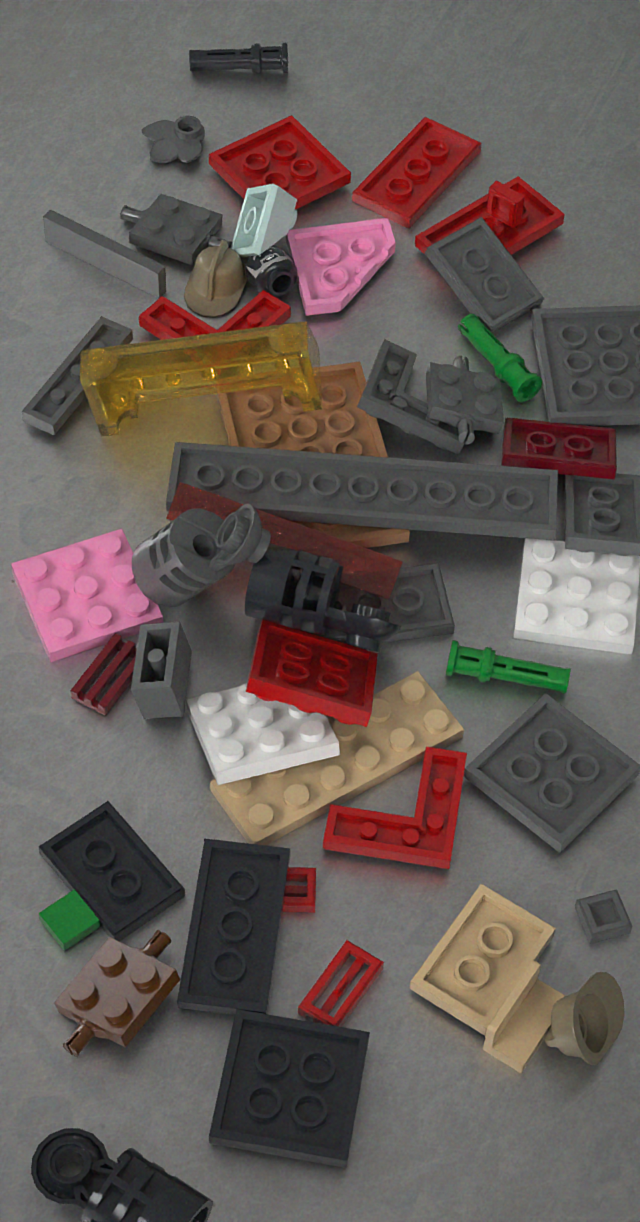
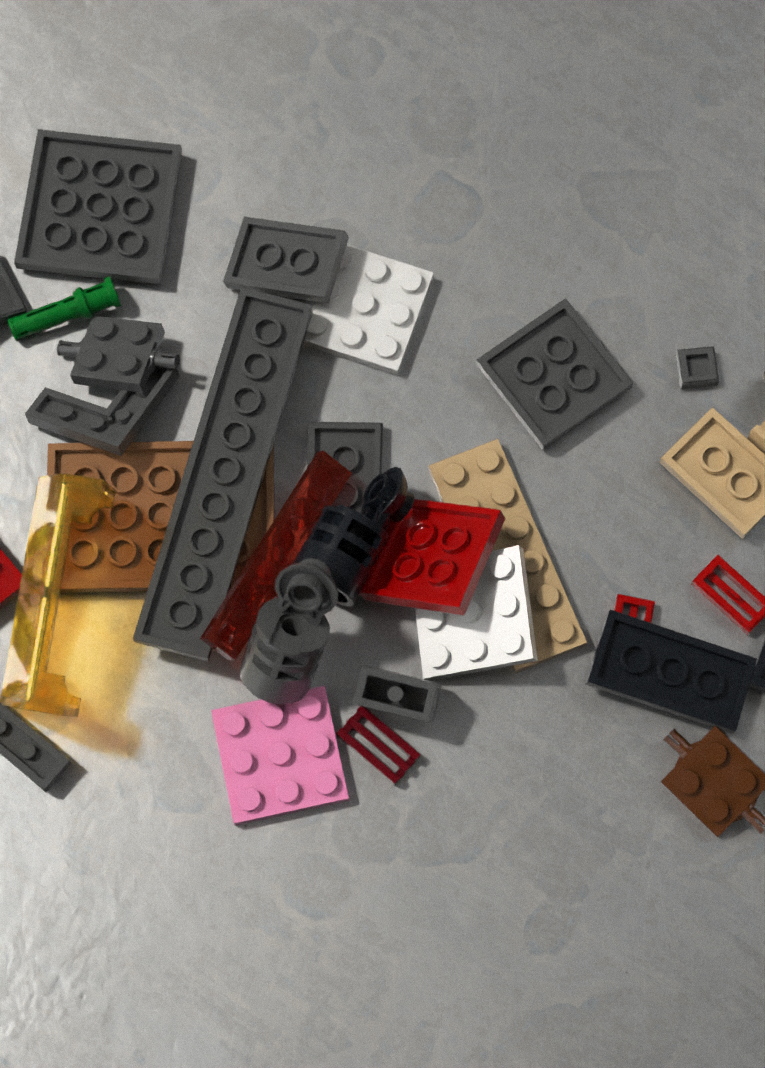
camera: 75 degrees left, 20 degrees up
(69, 920) = (635, 815): green tile -> none
(112, 871) = (590, 772): black tile -> none
(416, 840) = (597, 487): red plate -> none
(488, 665) = (433, 402): green pin -> none
(560, 447) = (196, 280): dark red tile -> none

